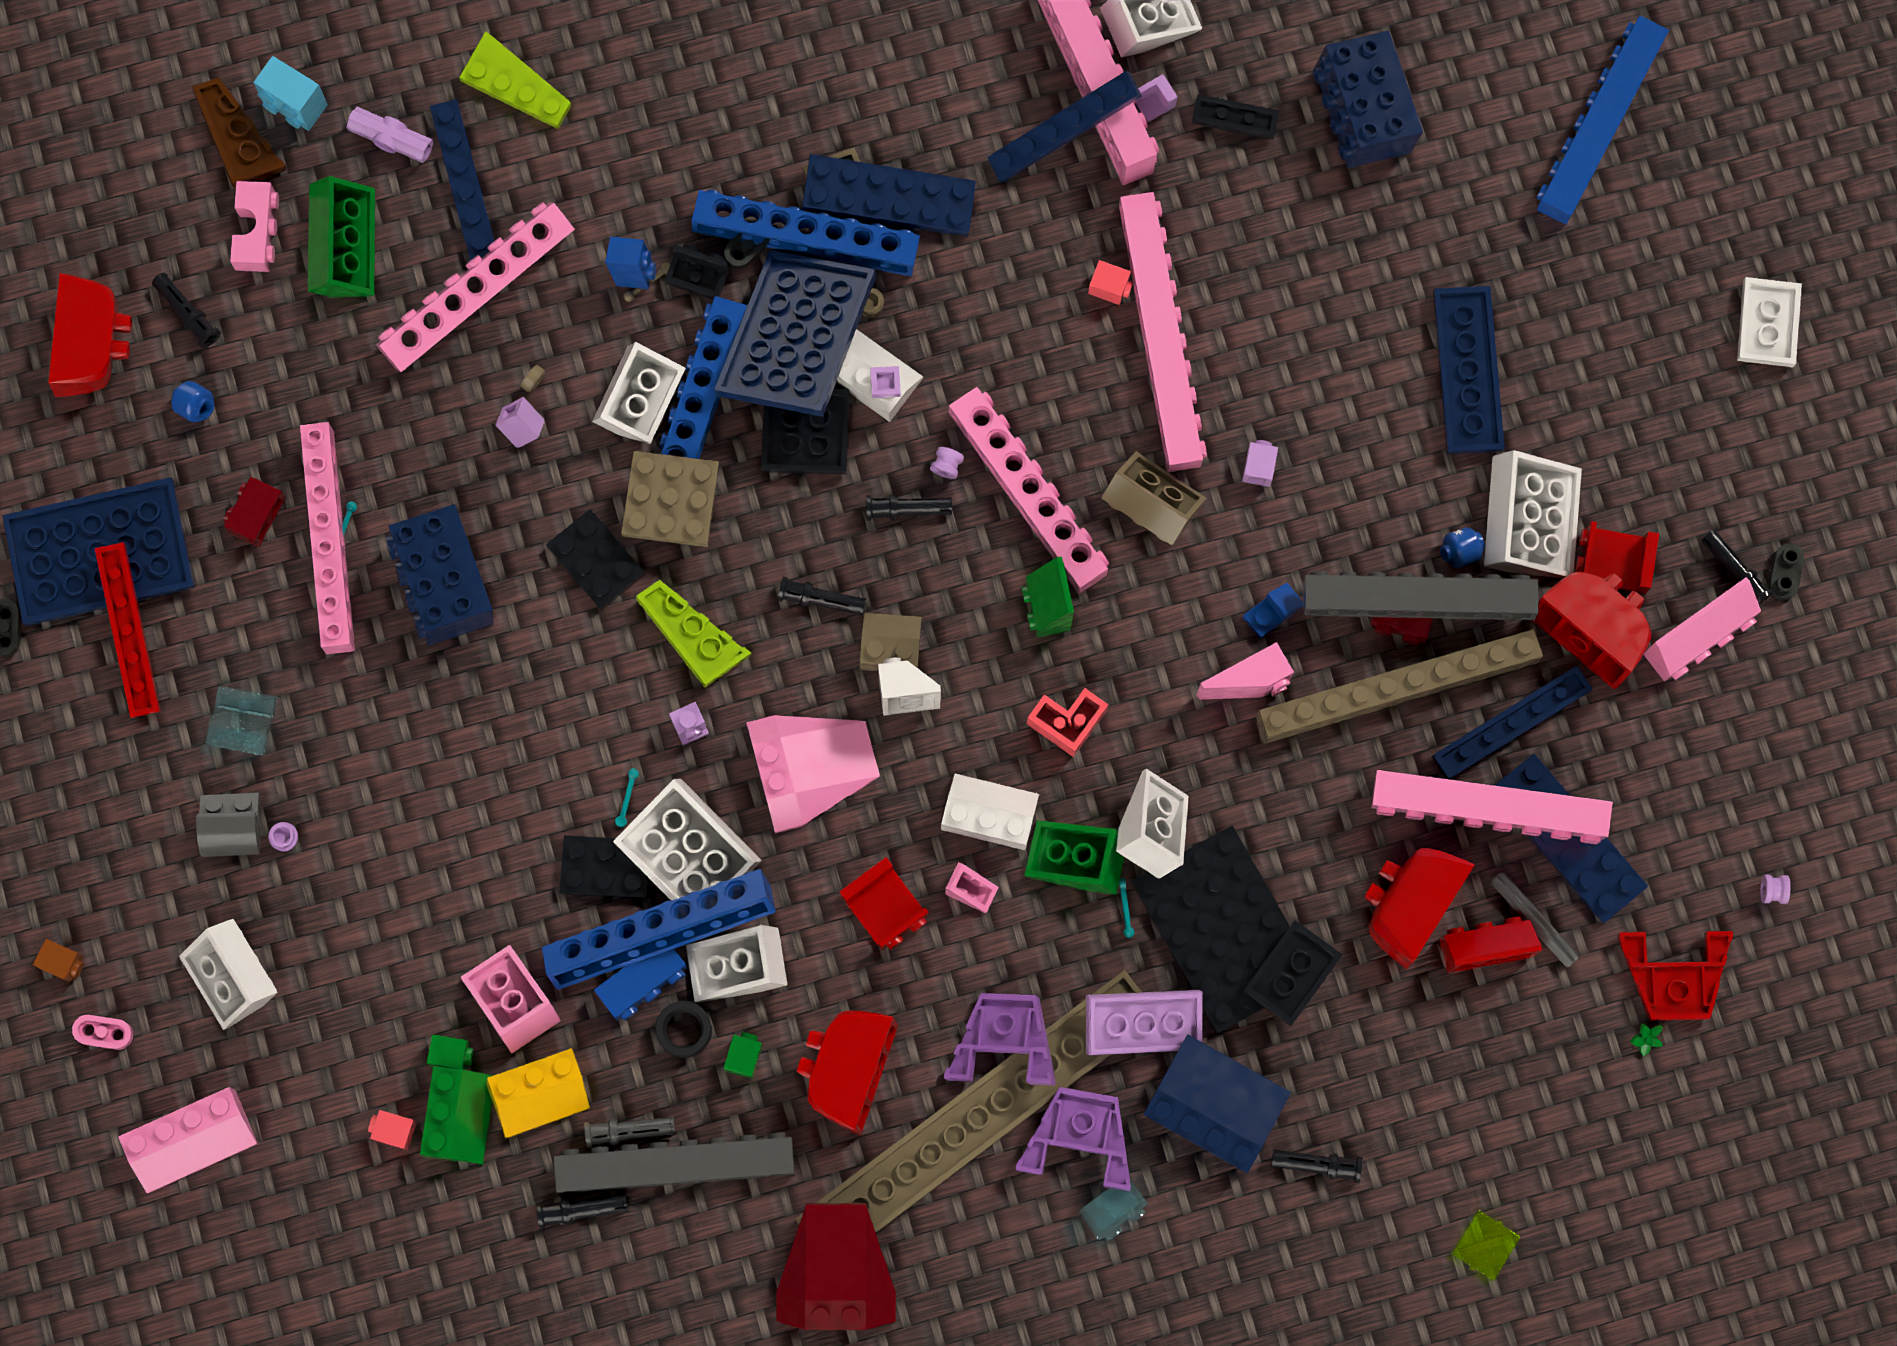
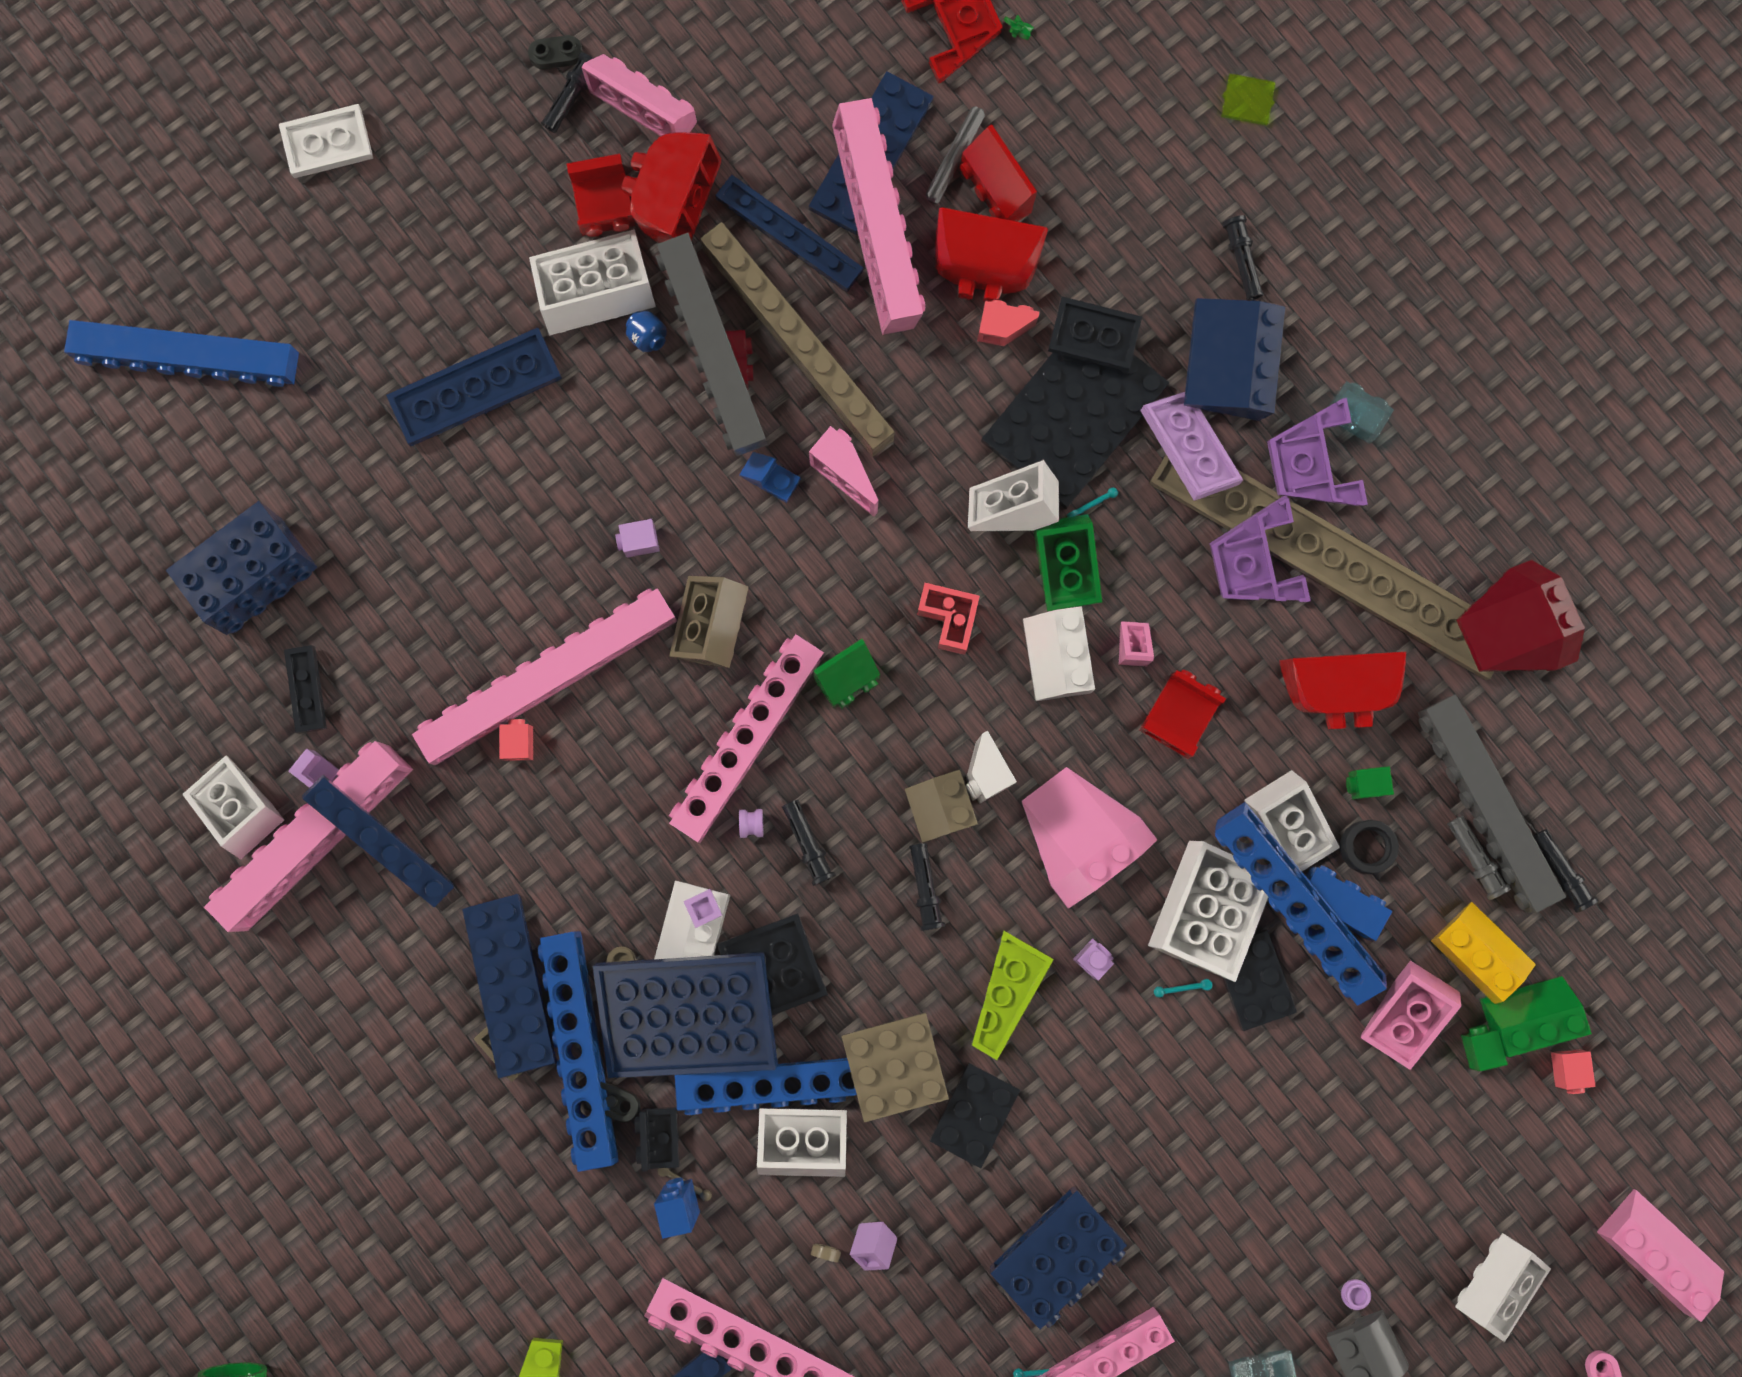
camera: 115 degrees left, 5 degrees up
(1339, 892) = (1005, 323): none -> coral slope

